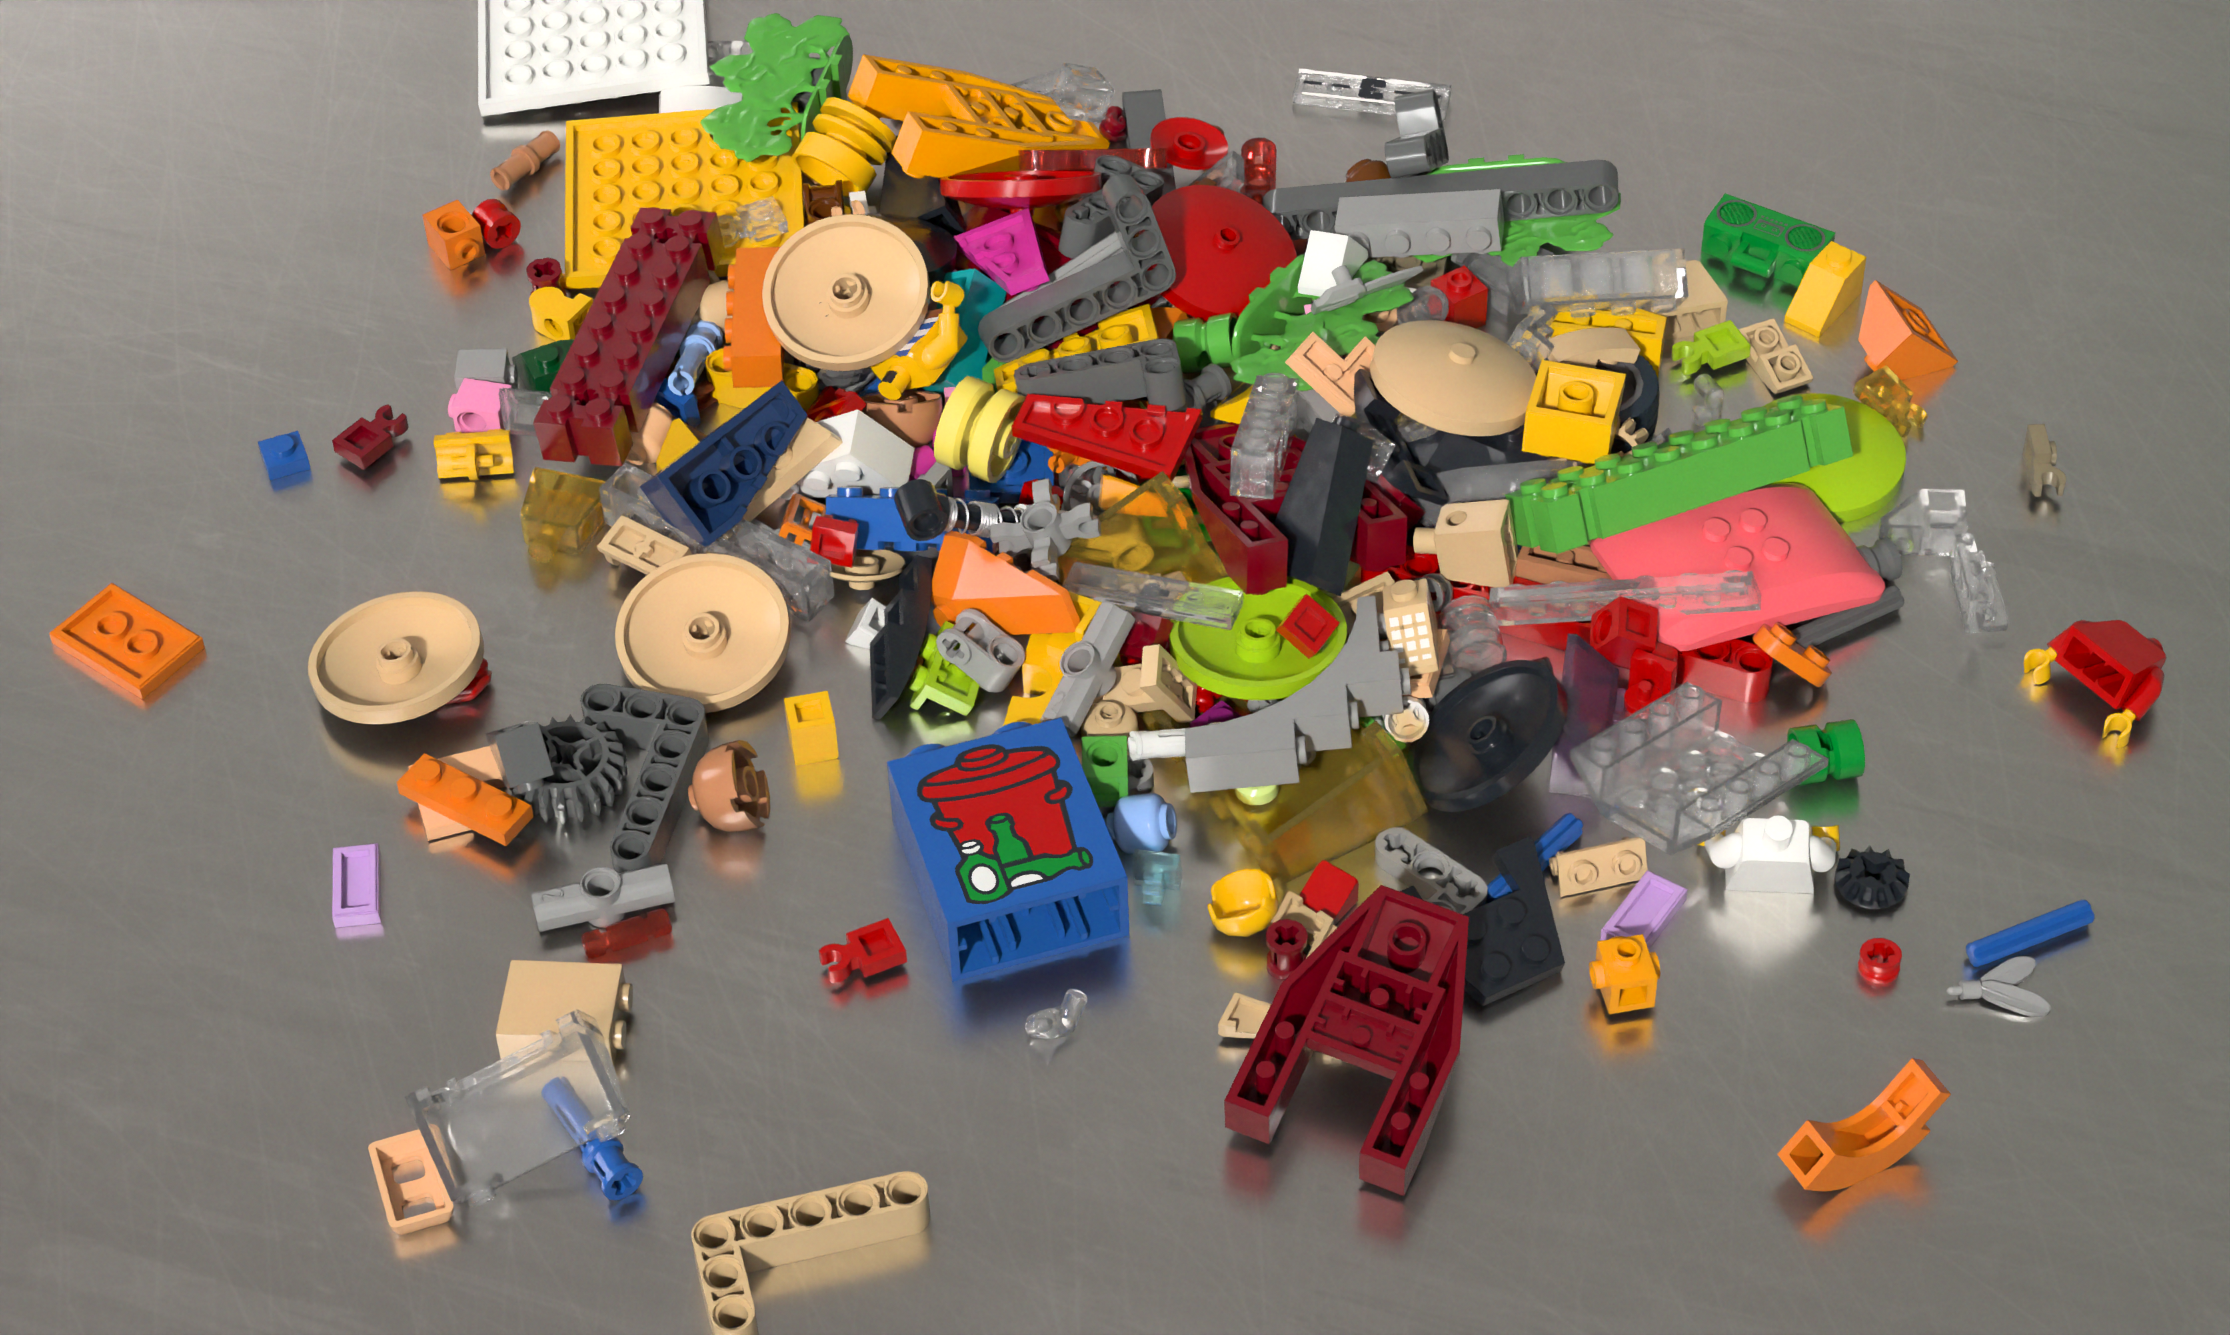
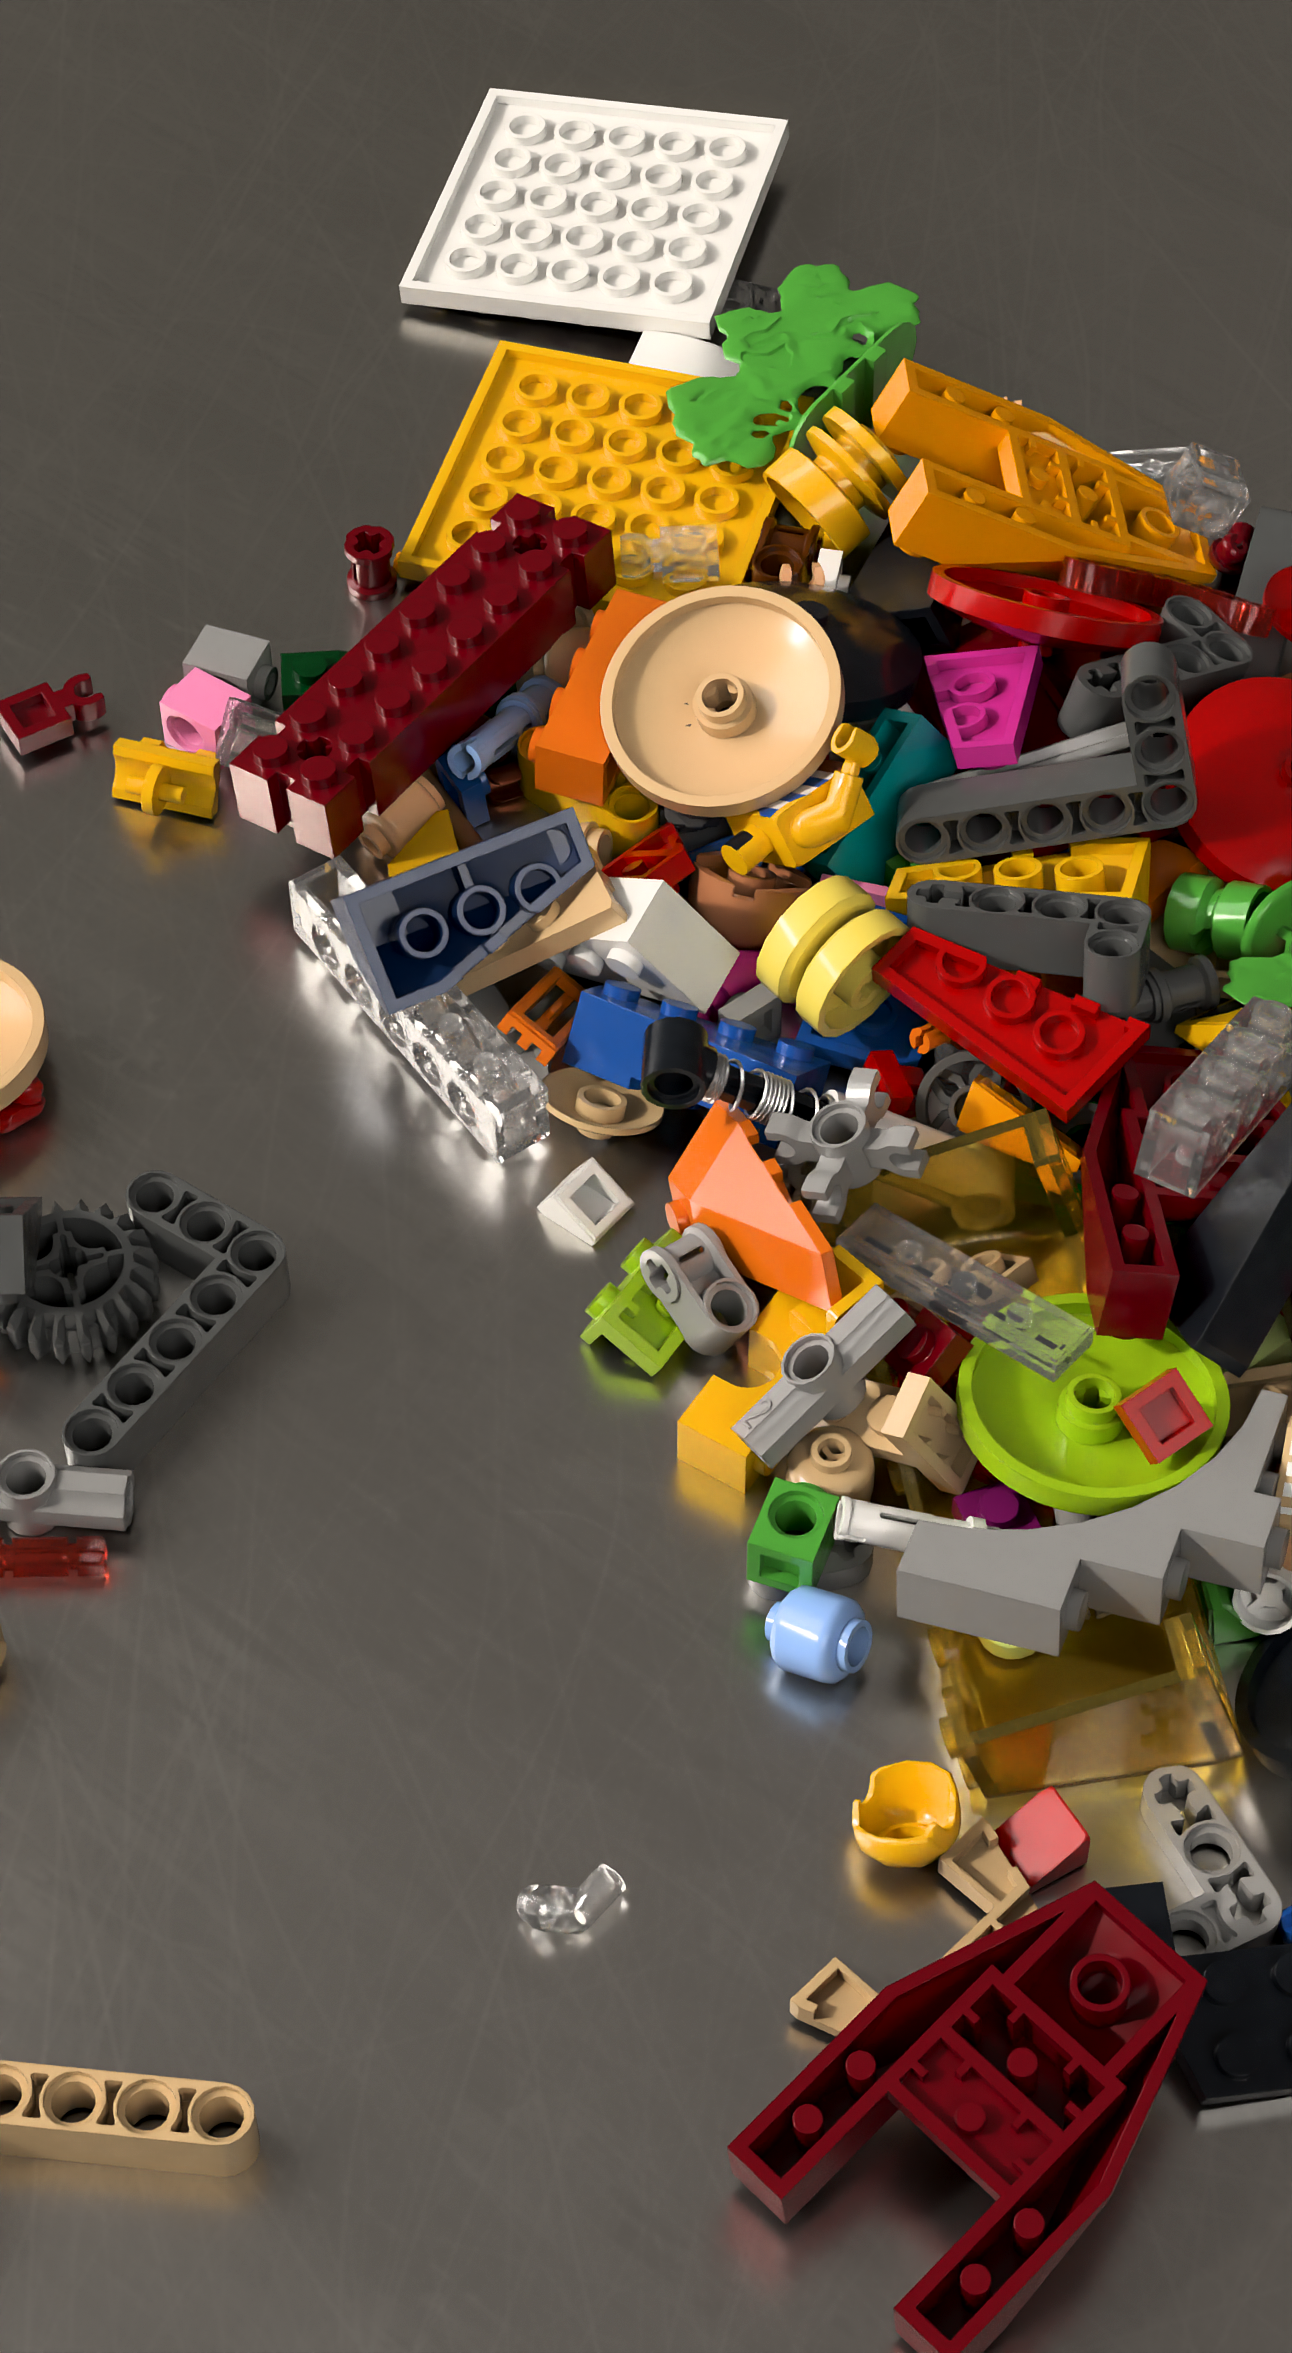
camera: 20 degrees right, 5 degrees up
(453, 234) = (285, 458): orange brick -> none
(496, 223) = (345, 458): red wheel -> none
(525, 160) = (425, 379): nougat pin -> none
(557, 314) = (361, 601): yellow leg -> none
(560, 513) = (234, 899): clear yellow torso -> none
(639, 546) = (321, 997): tan hinge -> none
(704, 630) = (339, 1137): tan dish -> none
(729, 788) = (273, 1387): nougat cylinder -> none
(811, 728) = (420, 1328): yellow panel -> none
(835, 539) = (567, 1059): red tile -> none
(867, 948) = (355, 1701): red plate -> none
(899, 641) = (598, 1237): black slope -> none
(1008, 848) = (601, 1612): brick -> none
(1156, 873) = (803, 1724): clear light blue tile -> none
(1286, 945) = (941, 1910): dark red bush -> none

